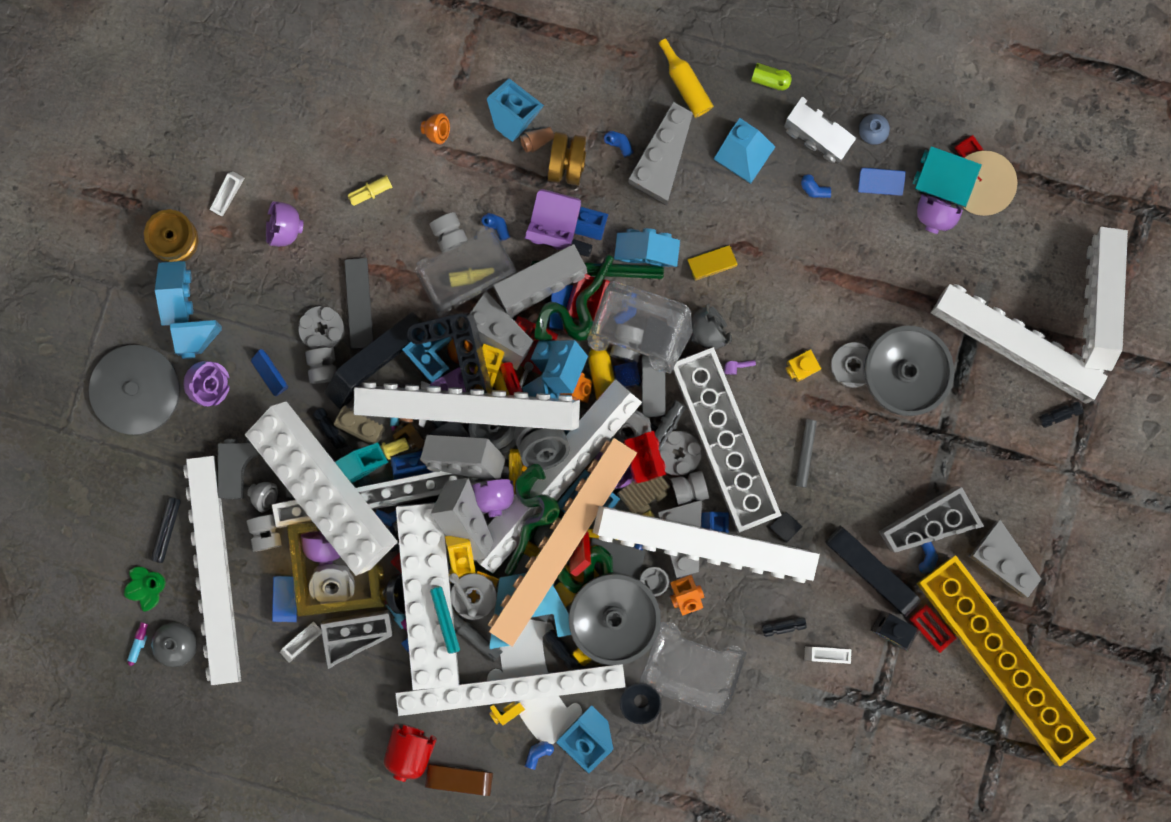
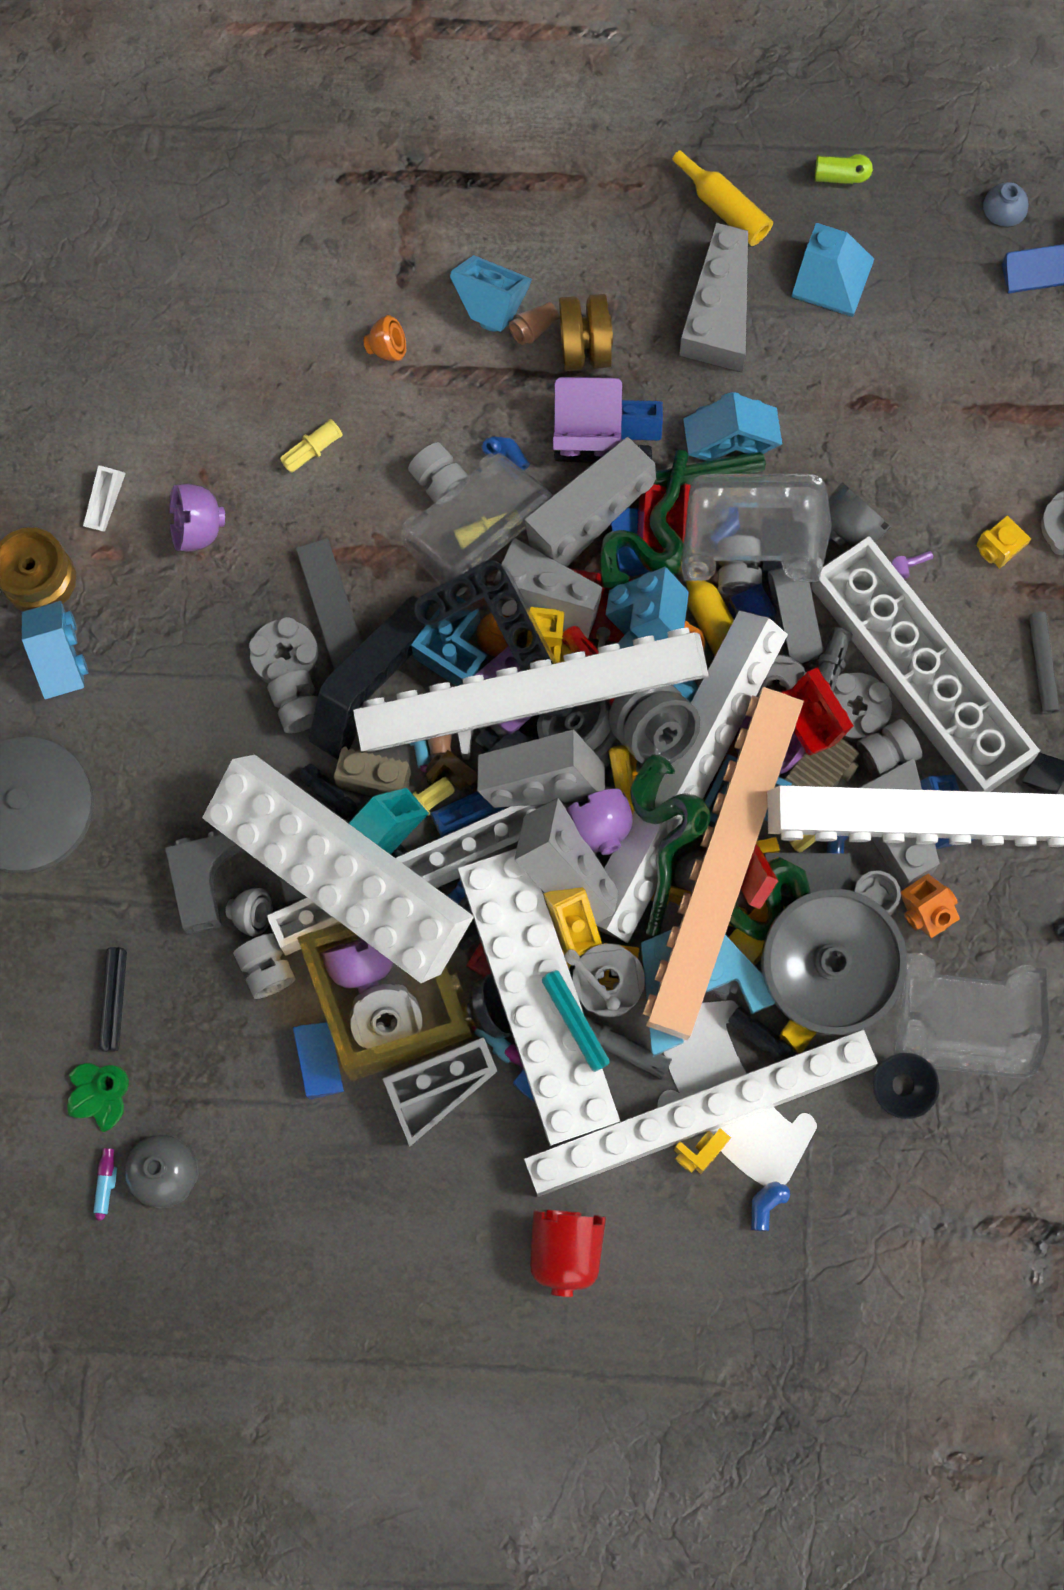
camera: 10 degrees left, 10 degrees down
(193, 337) = (96, 701): dark azure slope -> none
(206, 383) = (129, 764): medium lavender cylinder -> none
(213, 571) = (199, 1044): white brick -> none
(269, 373) = (220, 730): blue slope -> none
(300, 642) = (357, 1121): white piece -> none
(459, 780) = (655, 1275): reddish brown beam -> none
(588, 739) = (840, 1163): dark azure slope -> none
(619, 140) = (652, 300): blue arm -> none
(712, 263) = (831, 432): yellow slope -> none
(812, 188) = (945, 301): blue arm -> none
(818, 132) = (929, 220): wedge -> none

